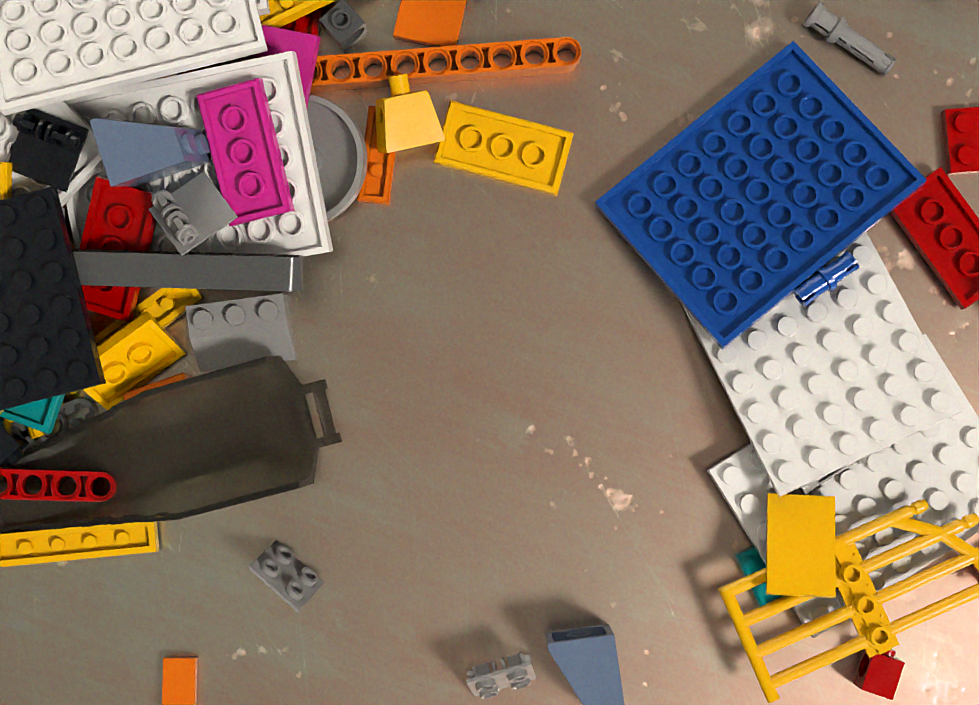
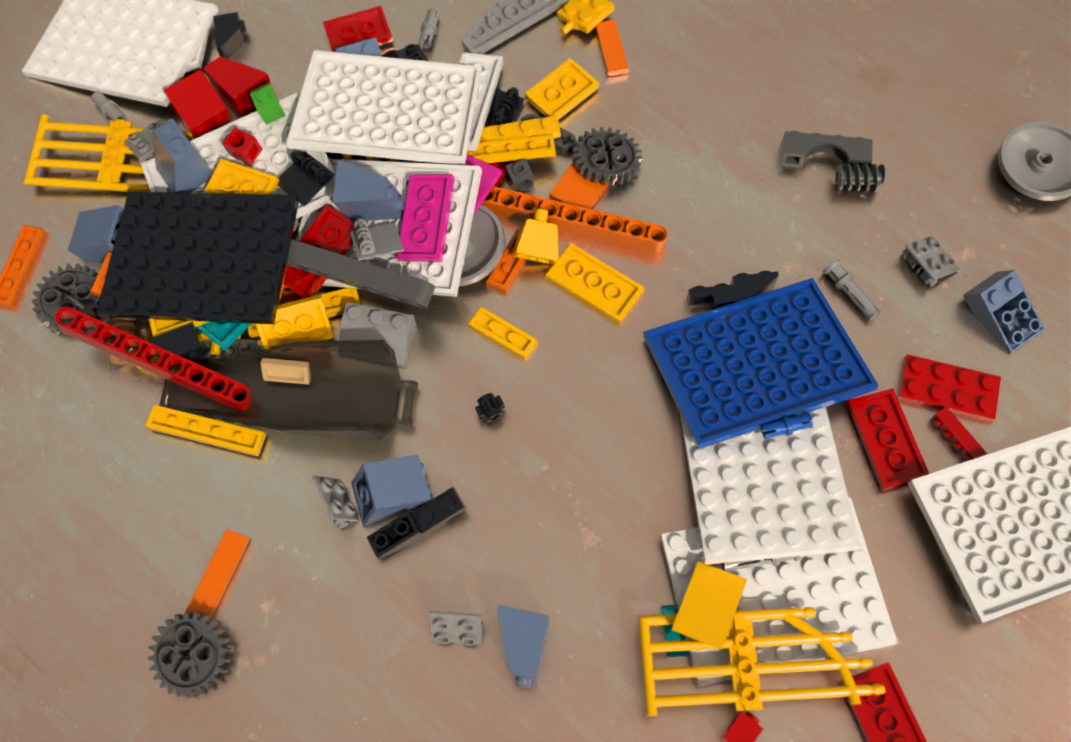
camera: 25 degrees right, 20 degrees down
(144, 428) = (285, 371): none -> tan tile
(350, 534) = (390, 488): none -> sand blue slope
(400, 566) = (416, 524): none -> black slope
(407, 265) = (502, 333): none -> yellow tile
(433, 380) = (490, 407): none -> black gear
(702, 91) = (740, 288): none -> black slope

